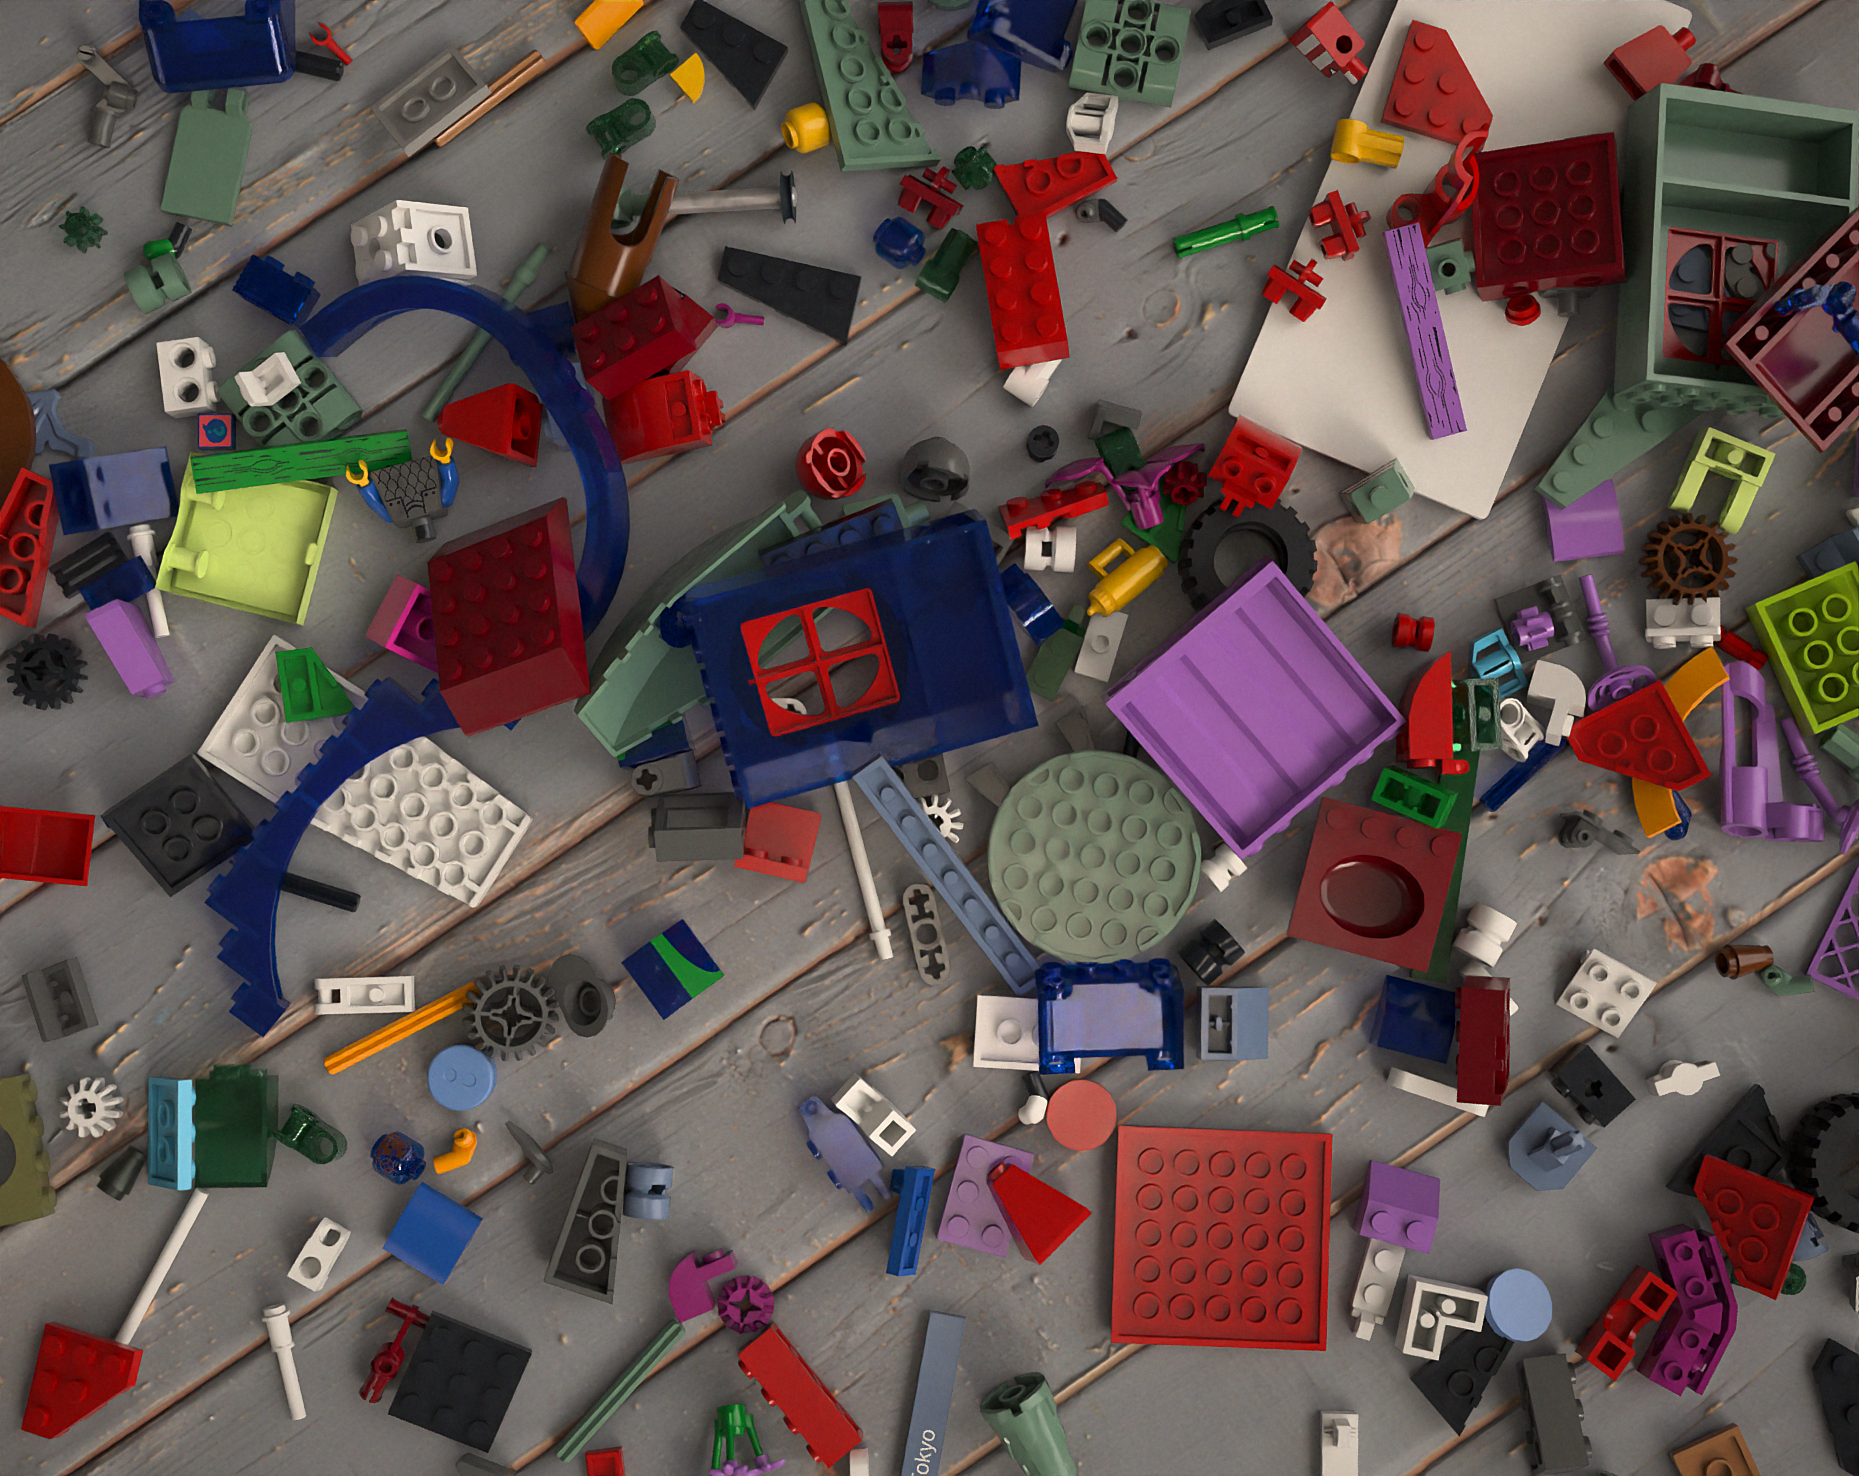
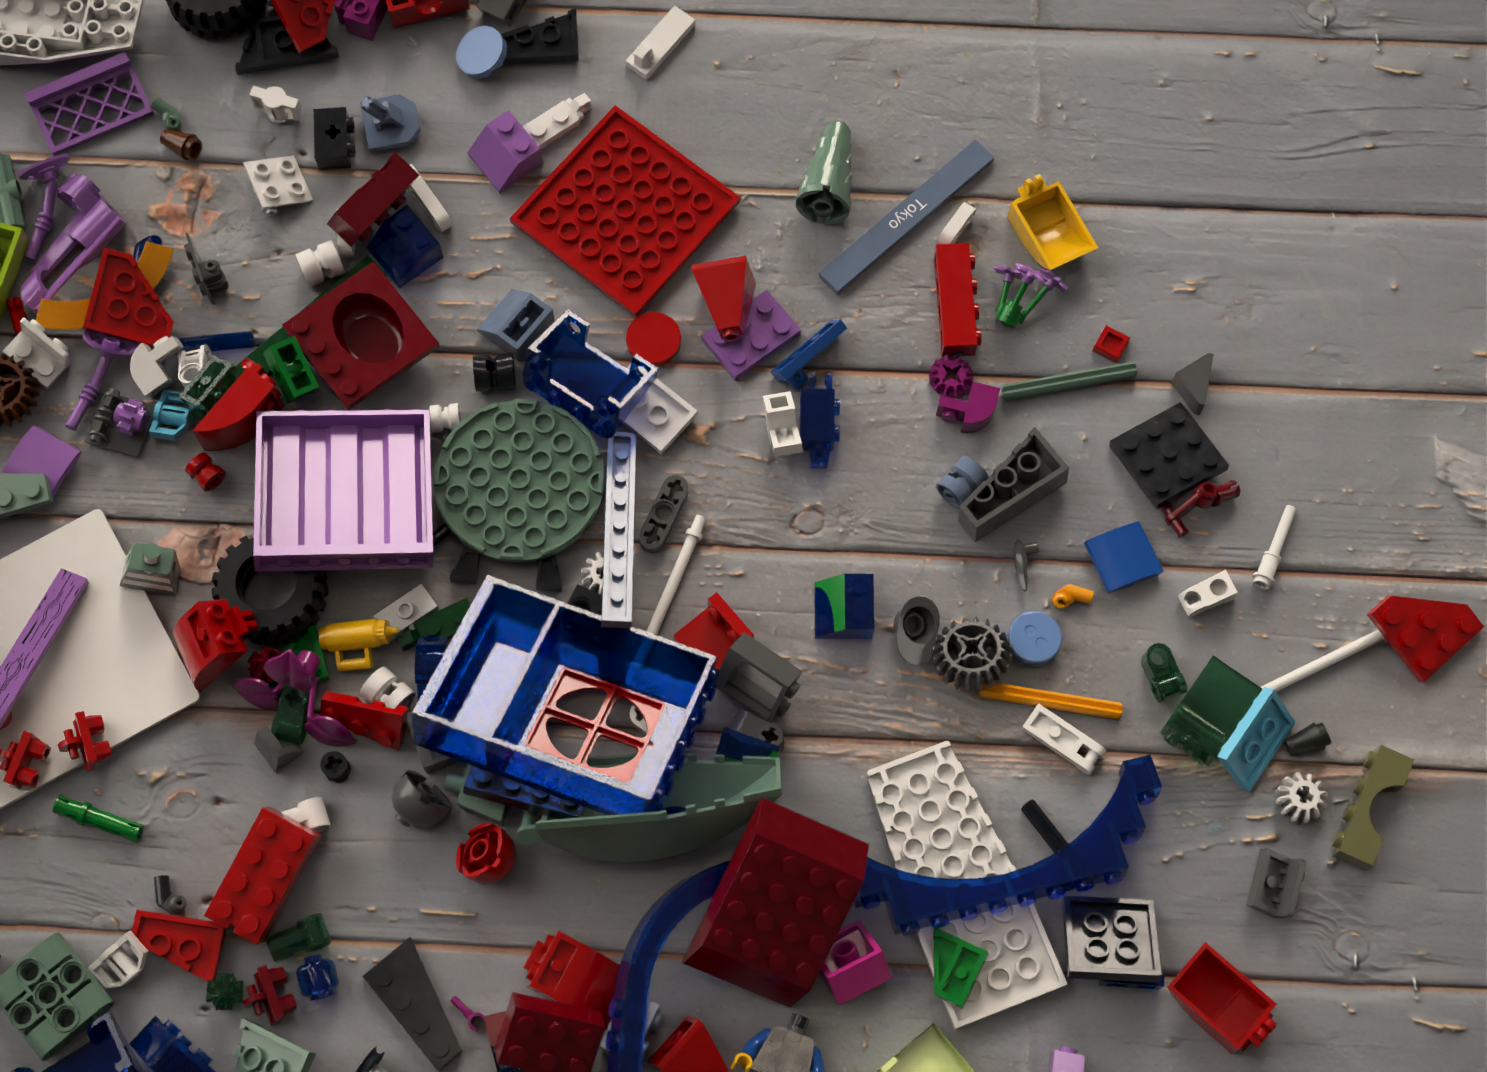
camera: 145 degrees left, 15 degrees down
(398, 1158) = (1113, 617): clear blue head -> none
(1037, 1102) = (672, 365): arm -> none
(1431, 1306) = (534, 83): white brick -> none

